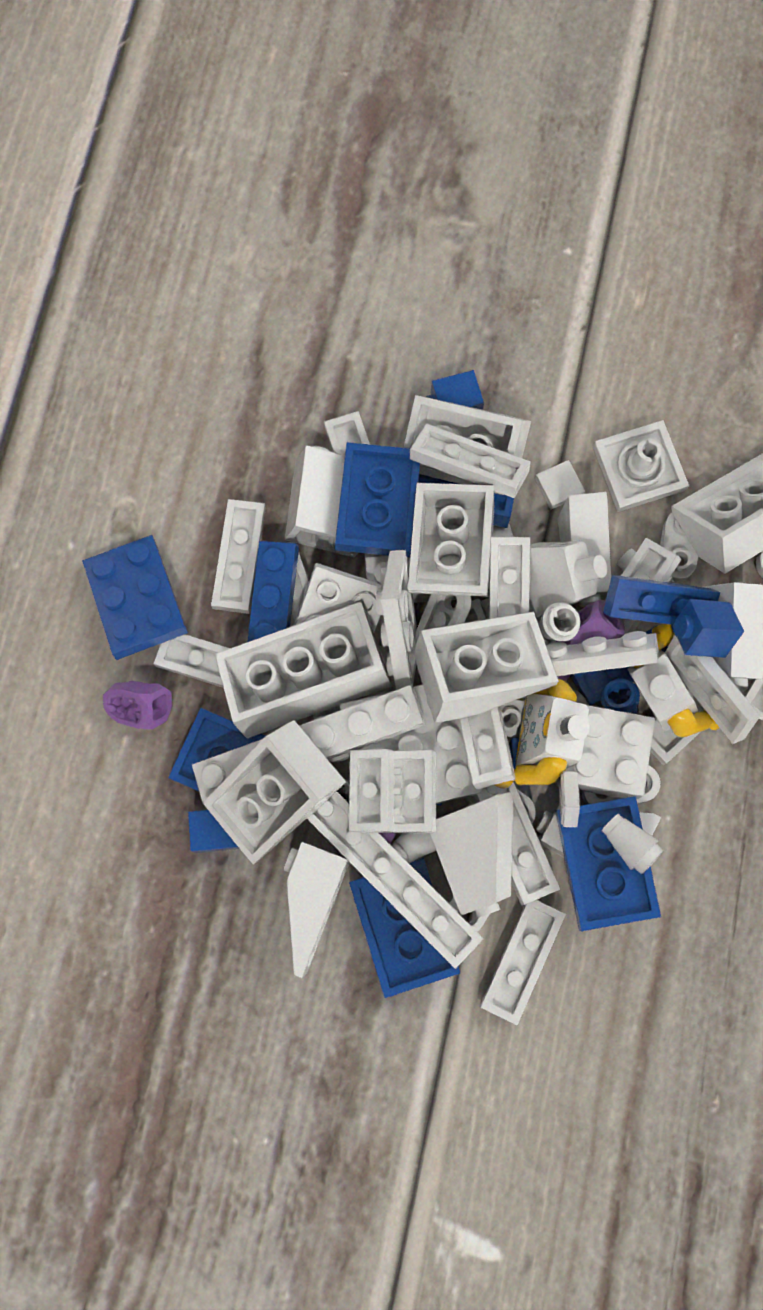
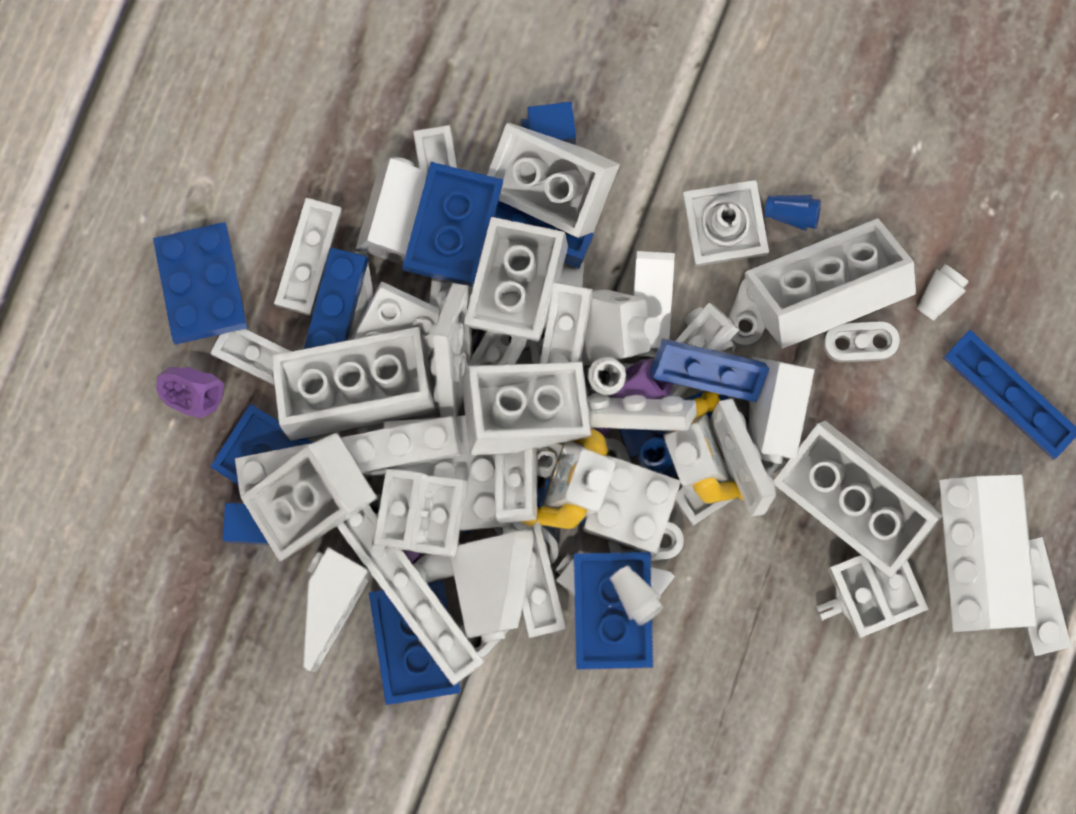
camera: 10 degrees right, 5 degrees up
(470, 460) = (547, 200): white plate -> none
(522, 961) = (522, 690): white plate -> none
(558, 483) = (641, 230): white tile -> none
(569, 799) = (584, 545): white tile -> none
(704, 444) = (794, 210): none -> blue cone
(707, 628) = (746, 403): blue brick -> none

